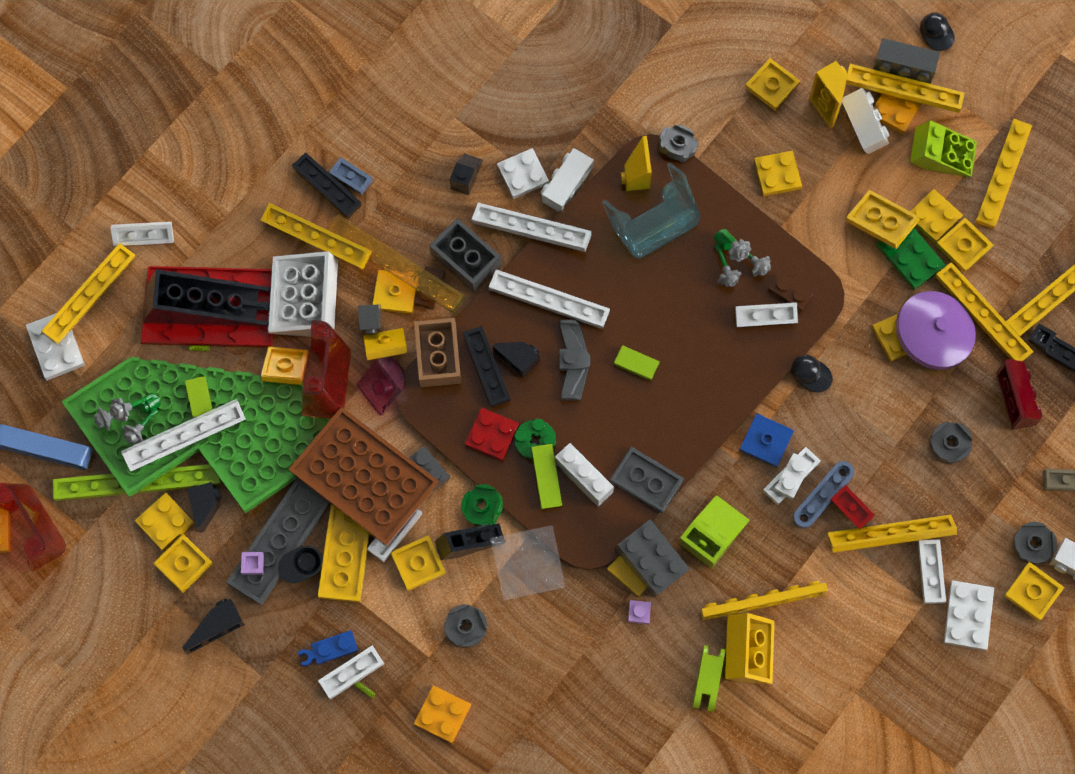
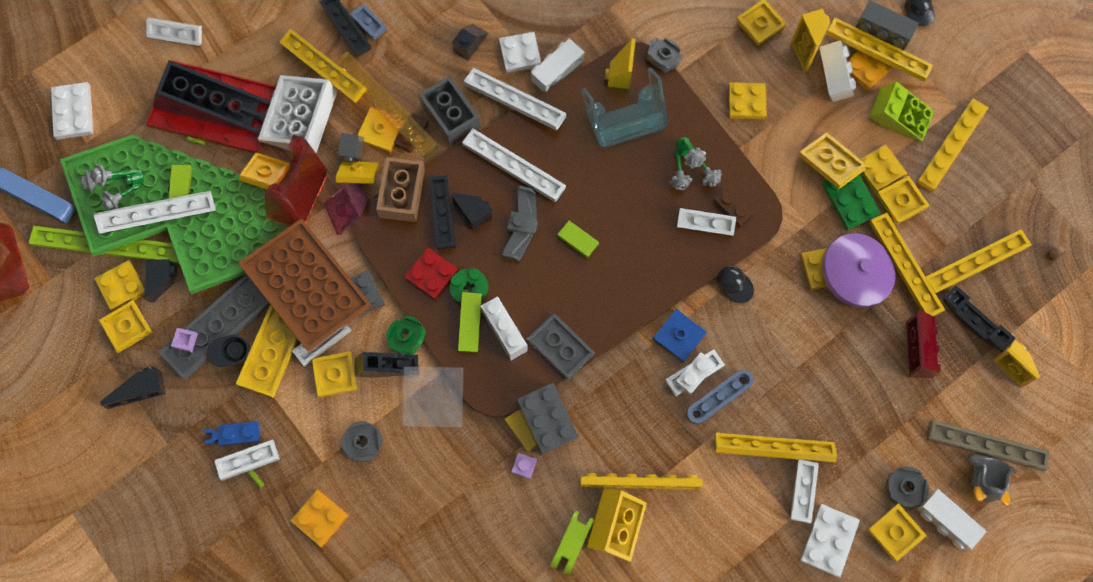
camera: 10 degrees right, 0 degrees up
(88, 294) = (110, 72): yellow plate -> none
(713, 531) = (610, 407): lime slope -> none
(852, 507) = (744, 414): red panel -> none
(948, 453) = (852, 365): dark grey plate -> none

